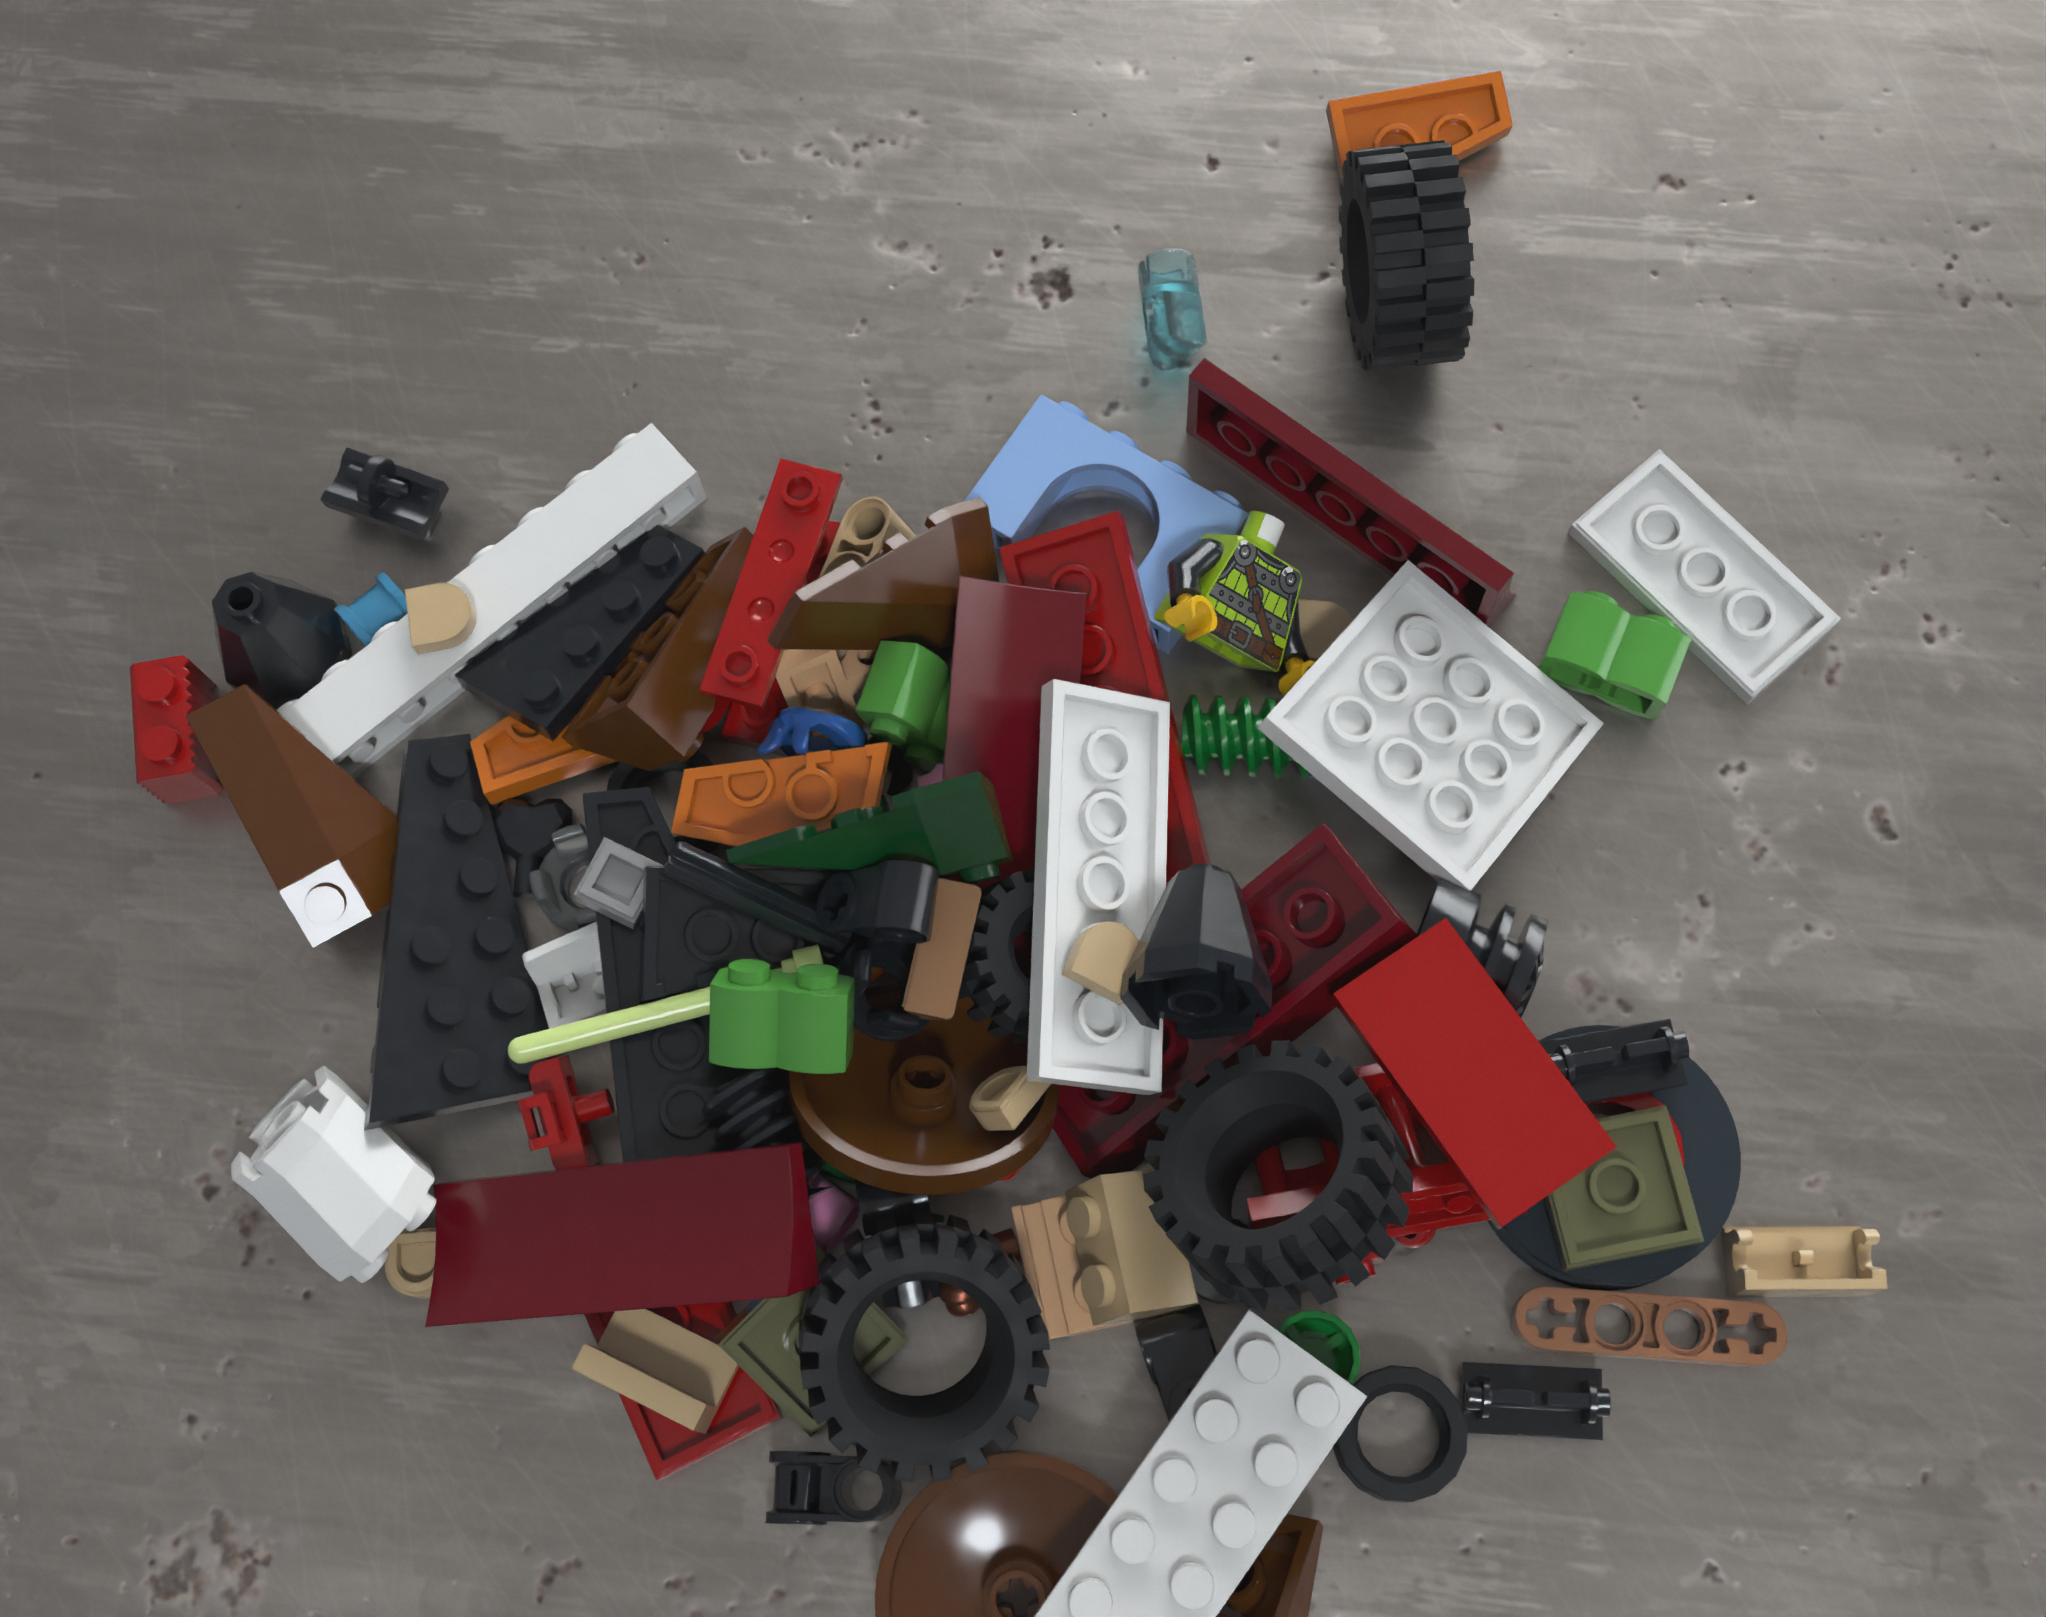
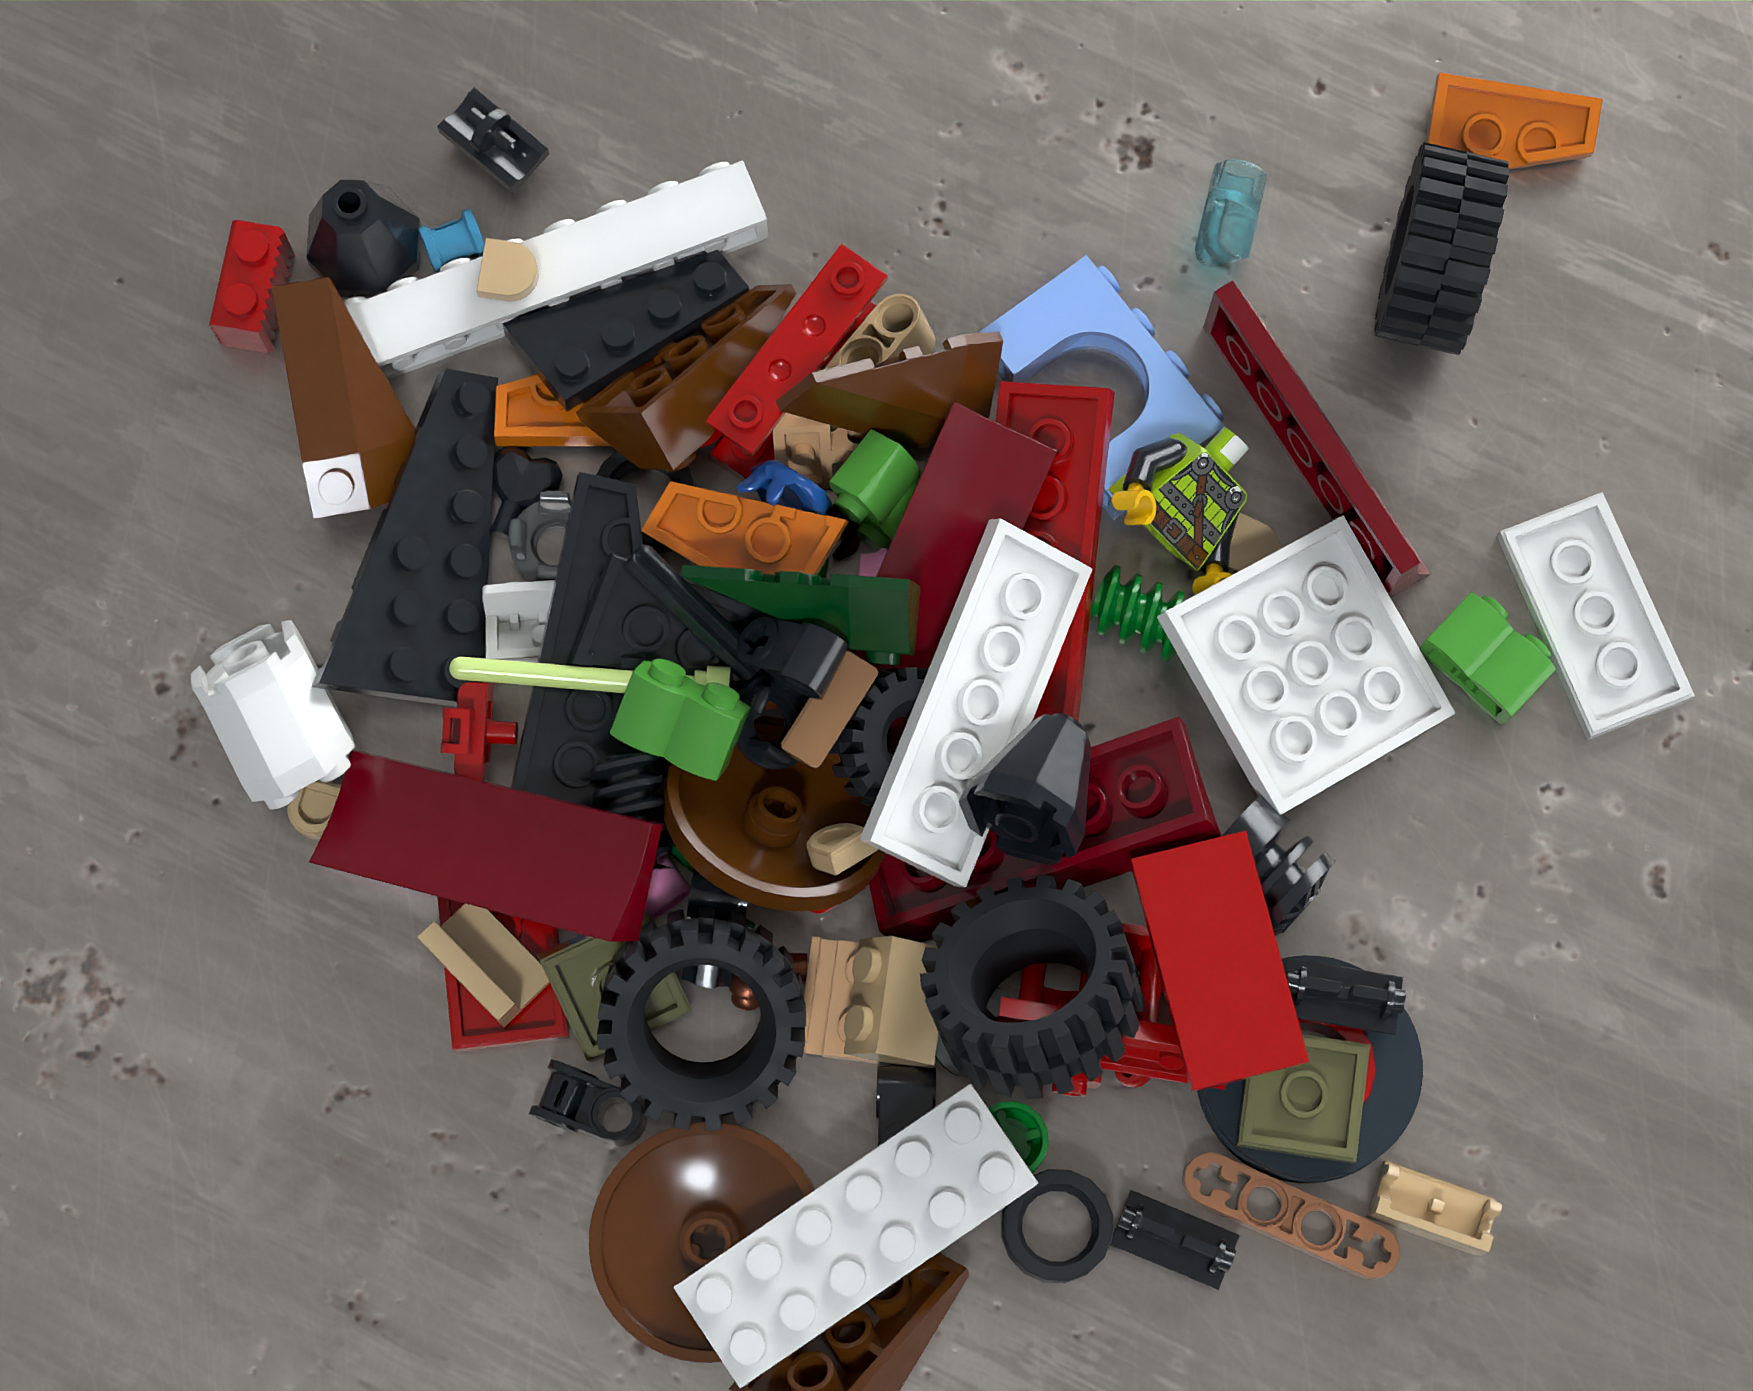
camera: 10 degrees right, 5 degrees up
(614, 883) = (582, 557): light grey tile -> none
(1100, 958) = (955, 763): tan tile -> none

